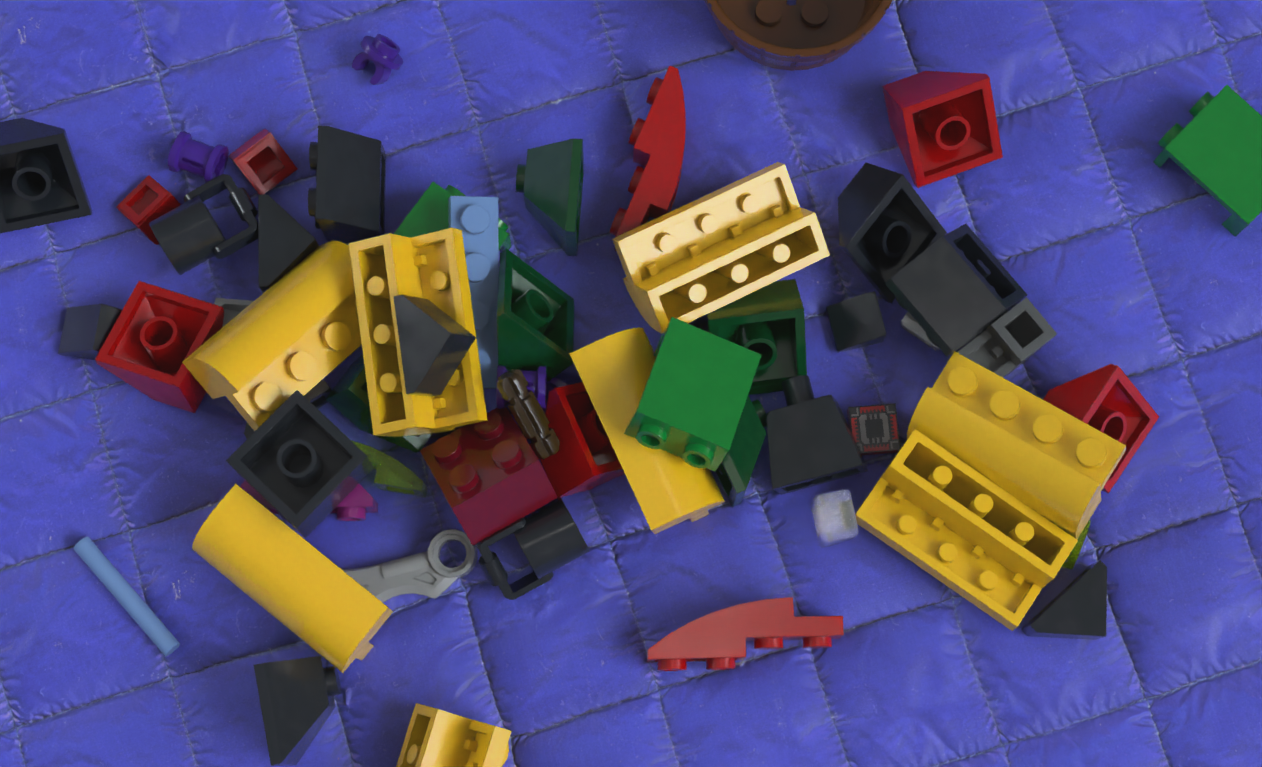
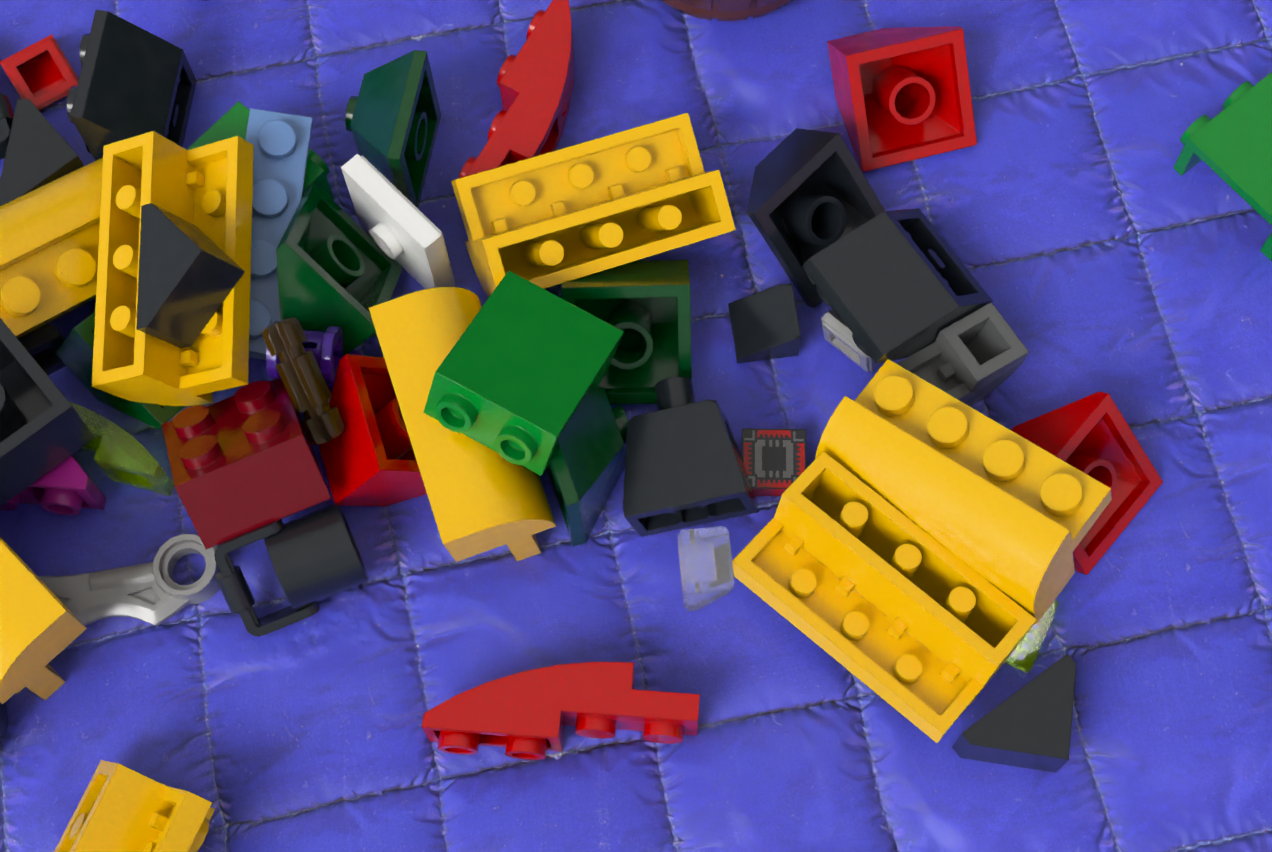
camera: 10 degrees right, 10 degrees down
(574, 276) = (398, 225): none -> white plate

